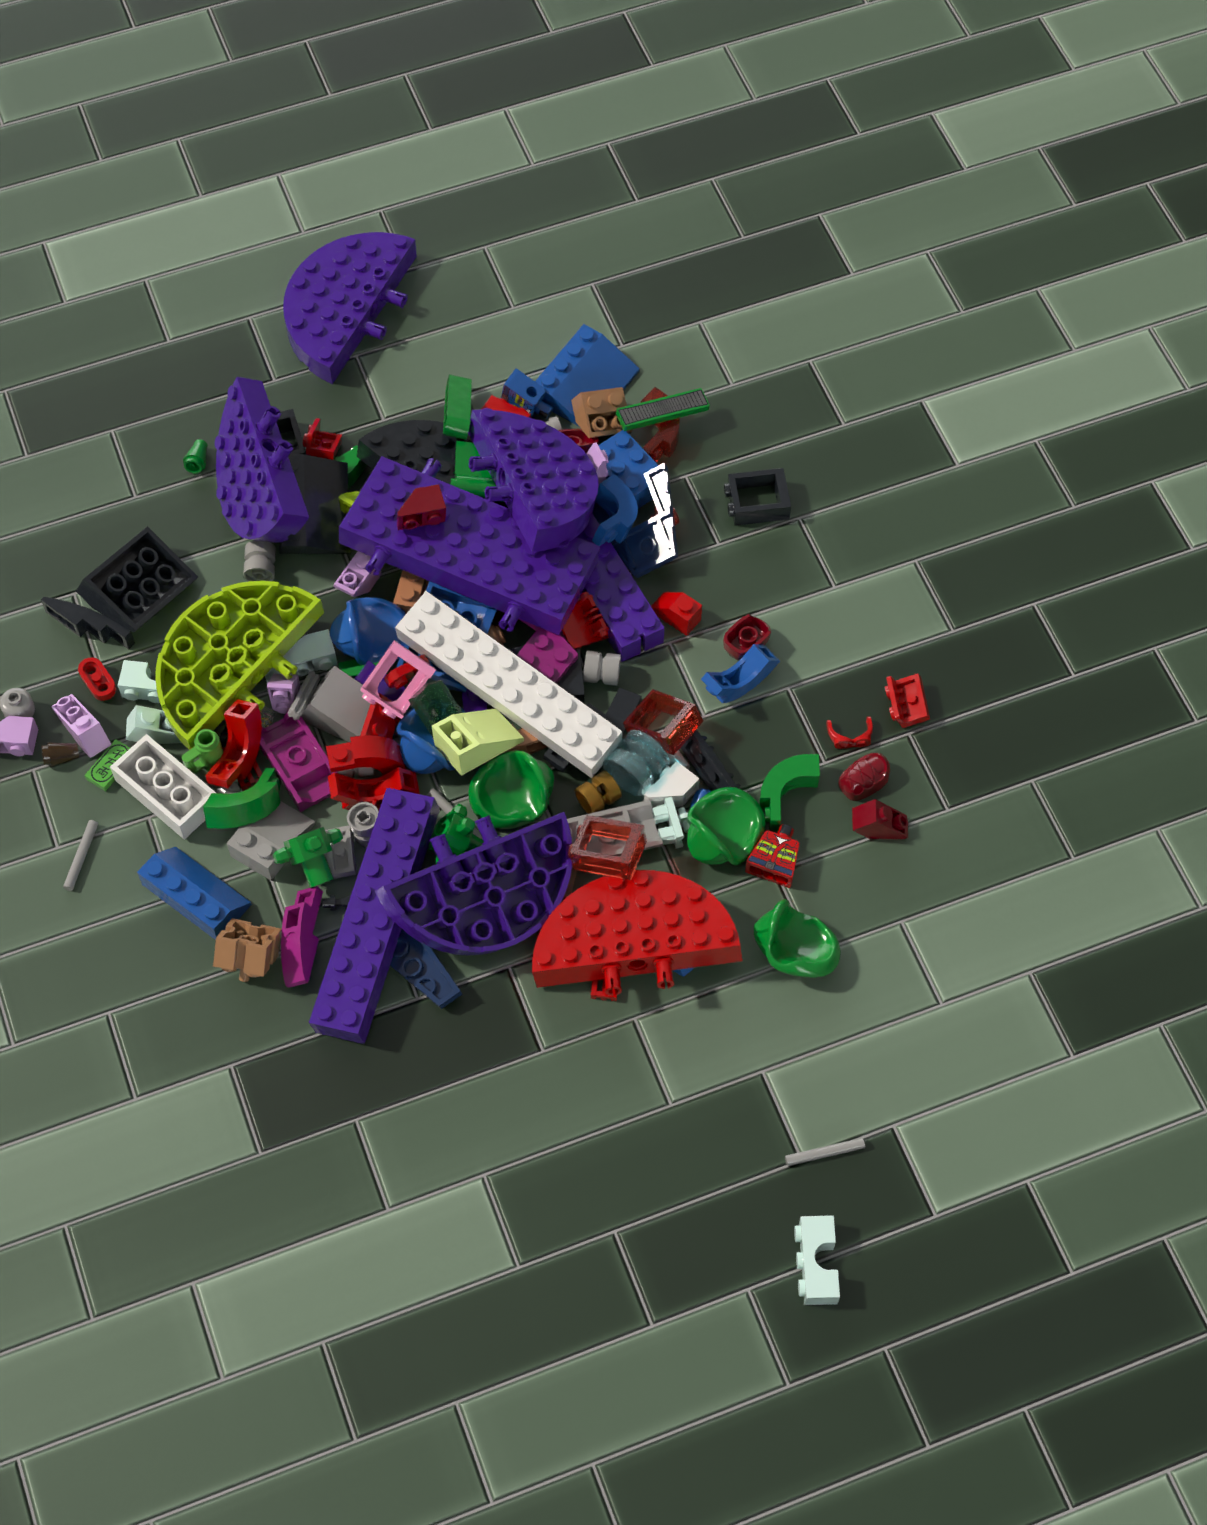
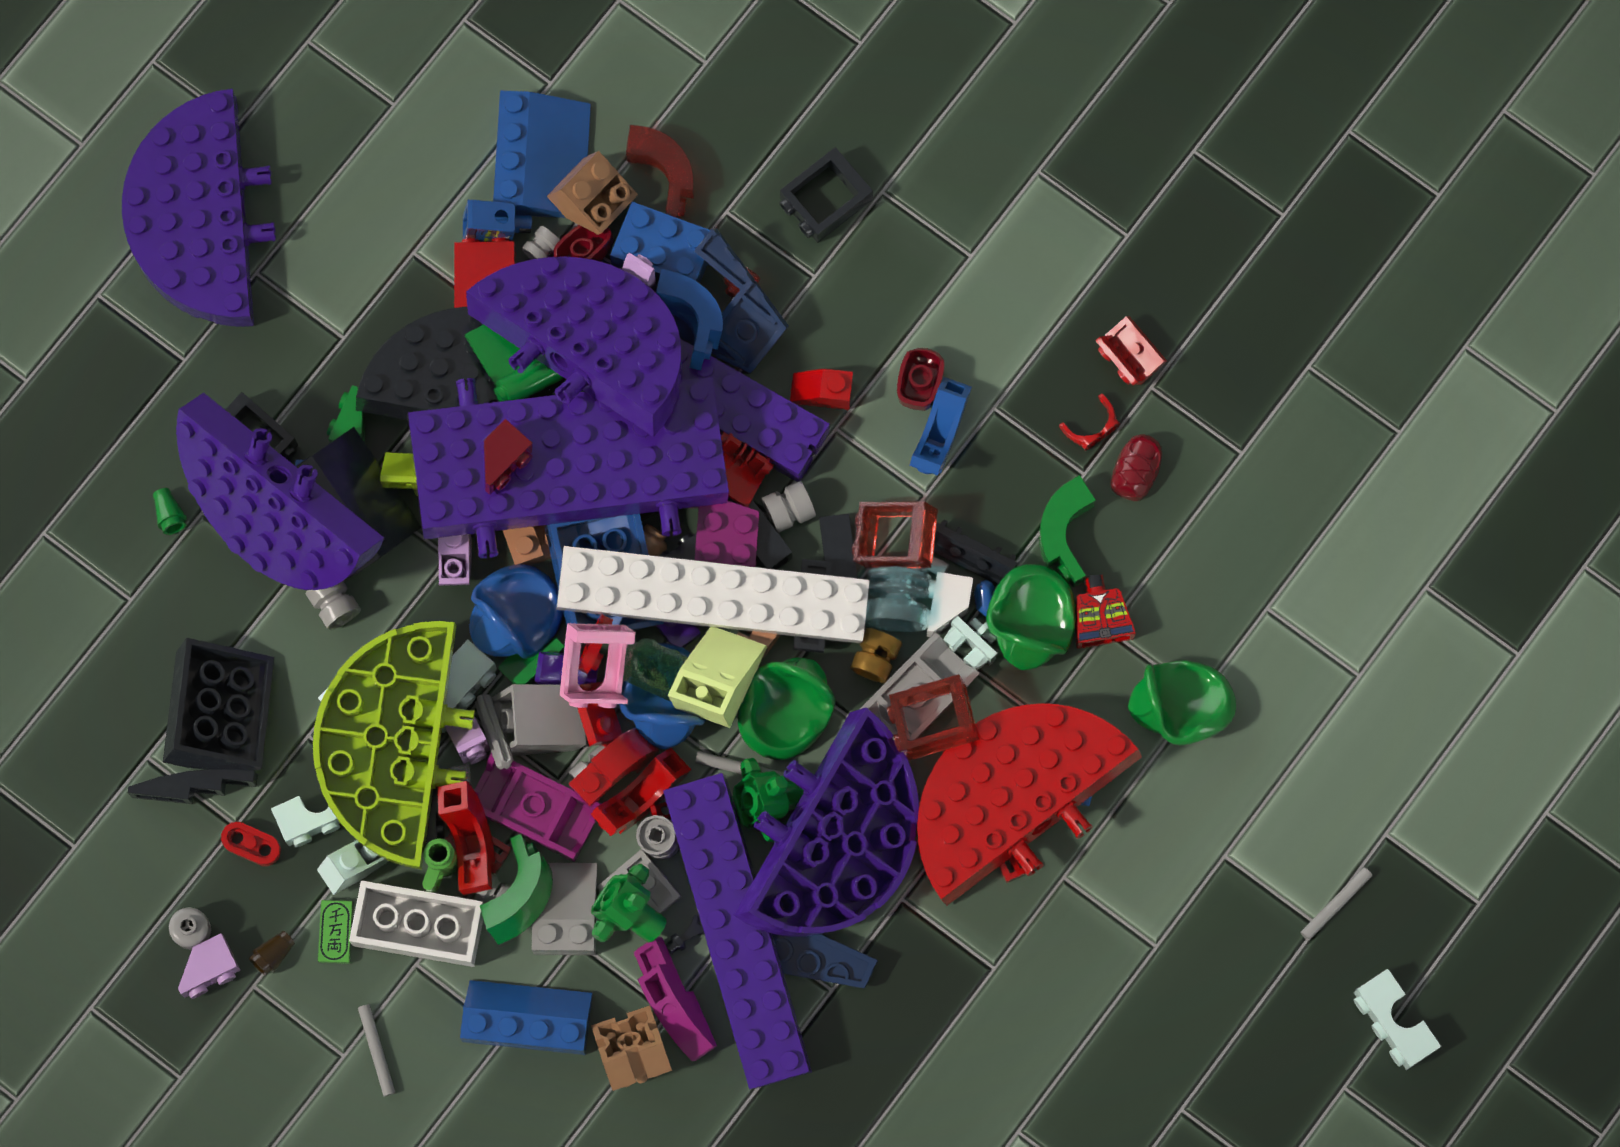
camera: 30 degrees left, 15 degrees up
(81, 725) = (272, 906): lavender slope -> none
(321, 443) = (303, 414): red bracket -> none
(457, 407) = (431, 284): green beam -> none
(662, 409) = (660, 152): tile -> none
(879, 821) = (1184, 512): dark red slope -> none

